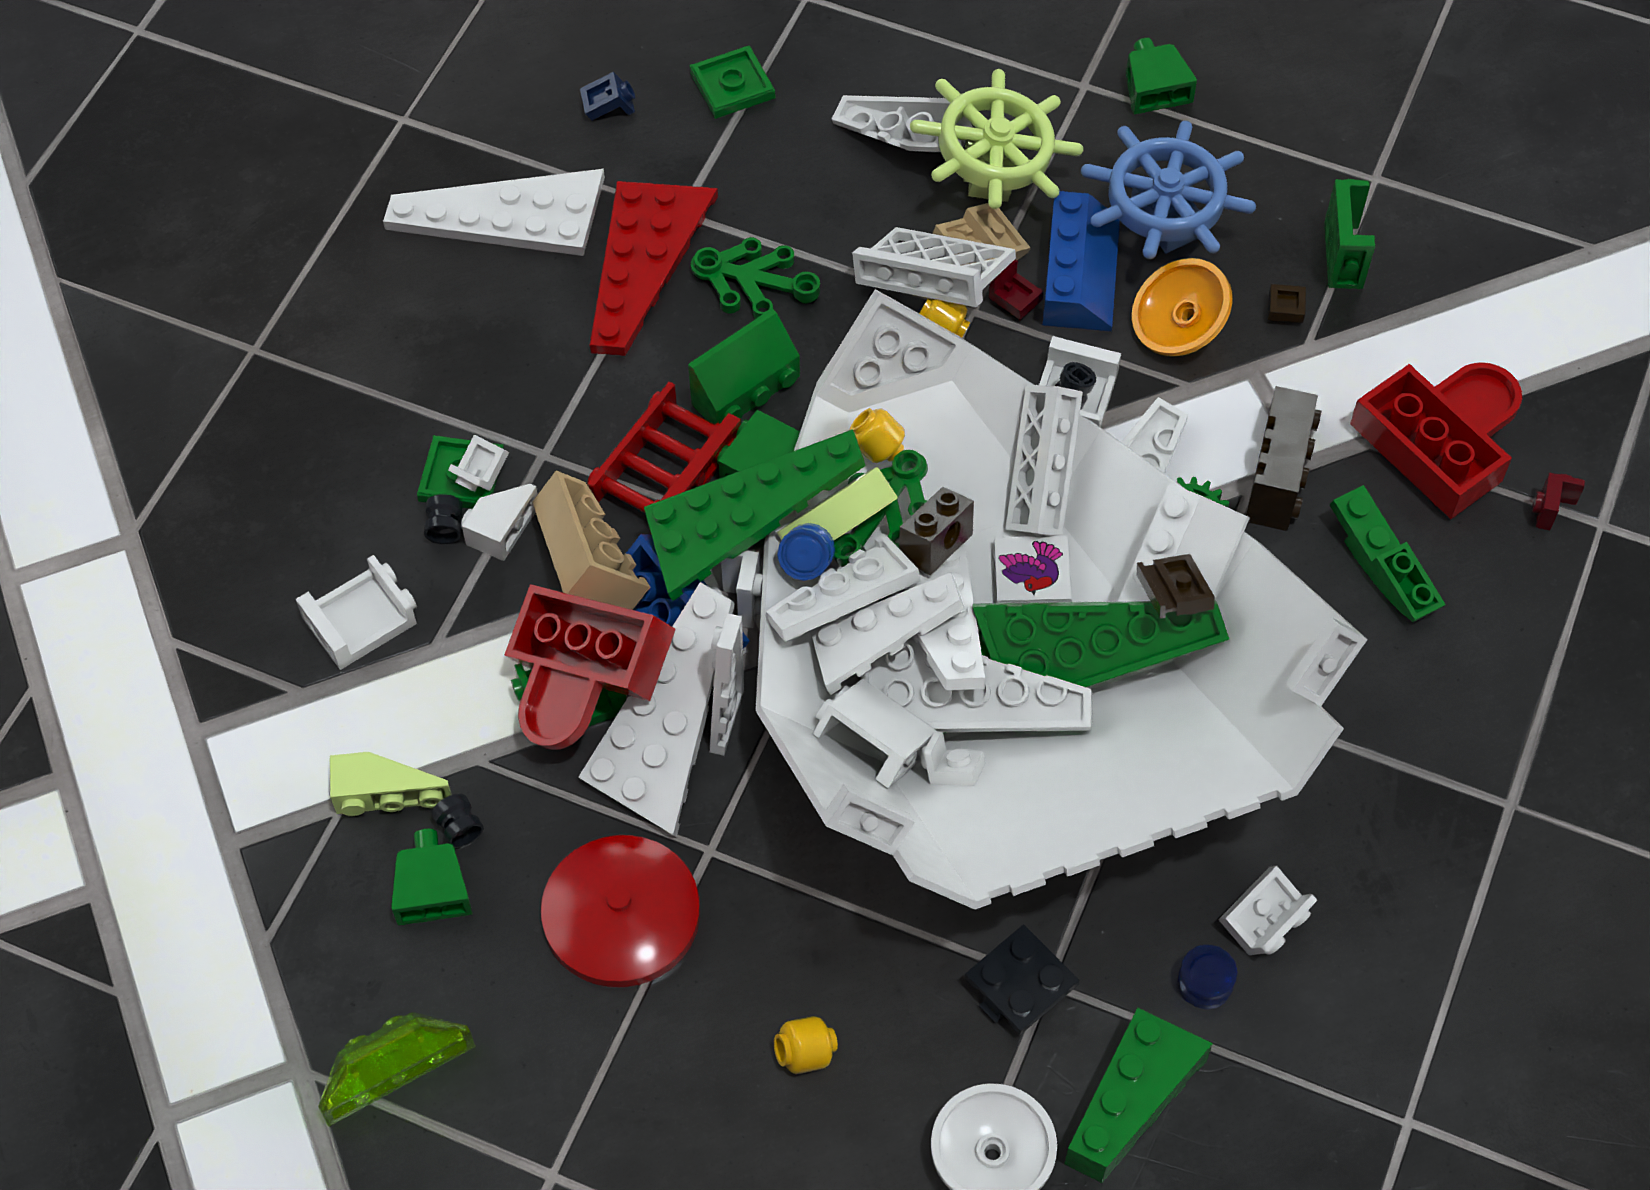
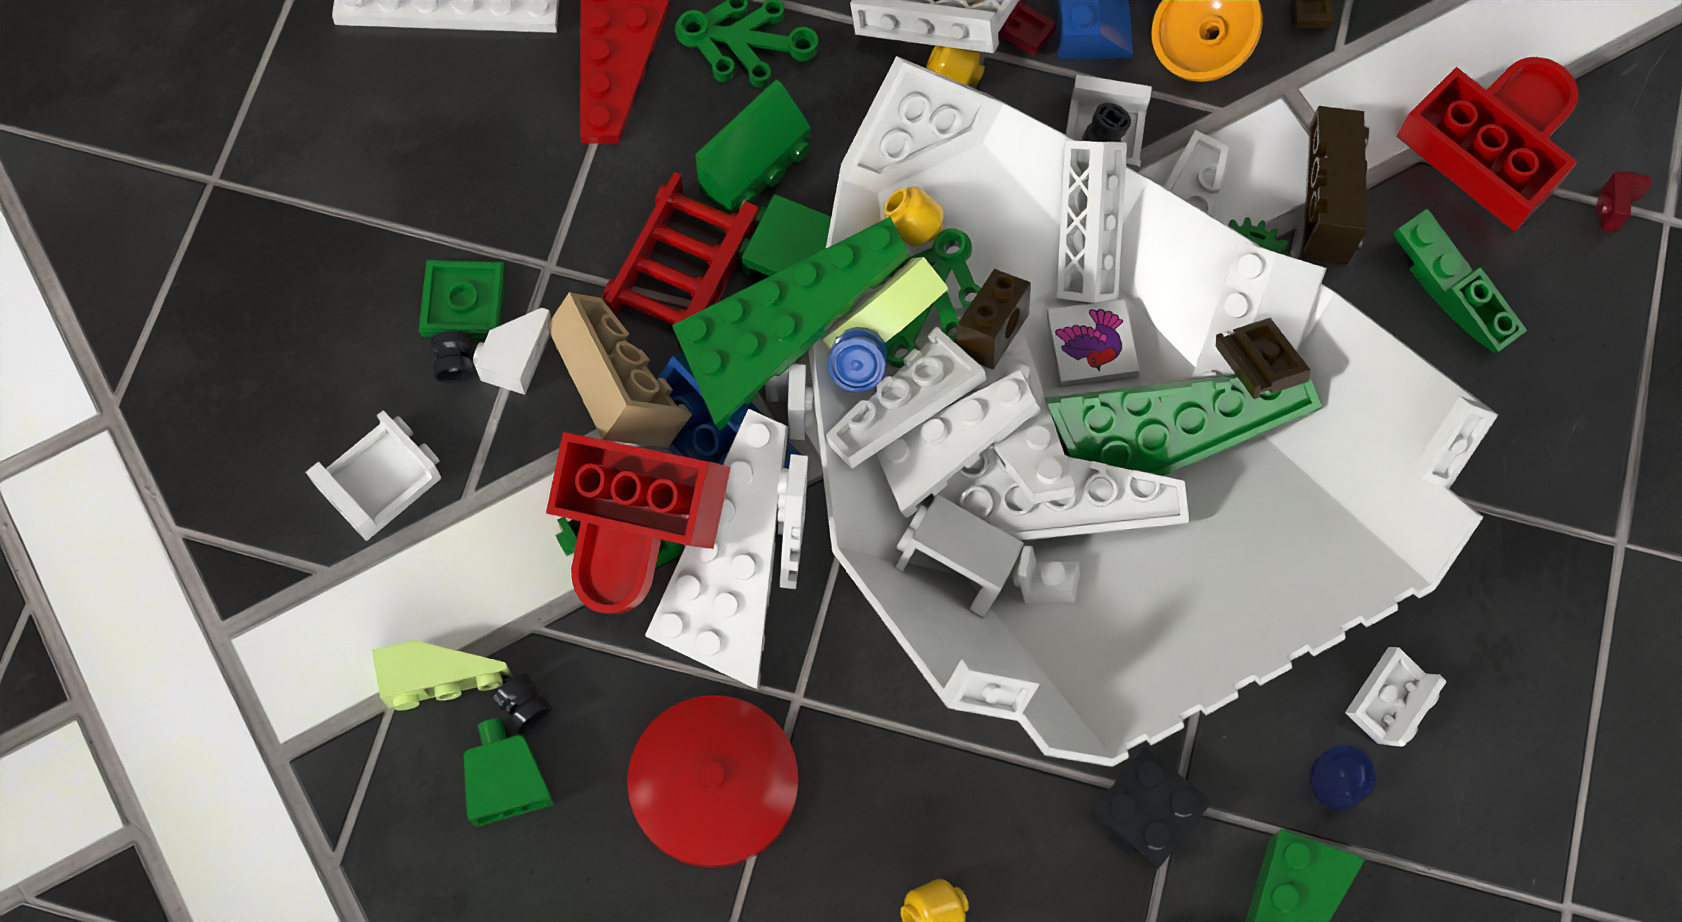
camera: 10 degrees left, 10 degrees up
(479, 464) = (482, 291): white bracket -> none

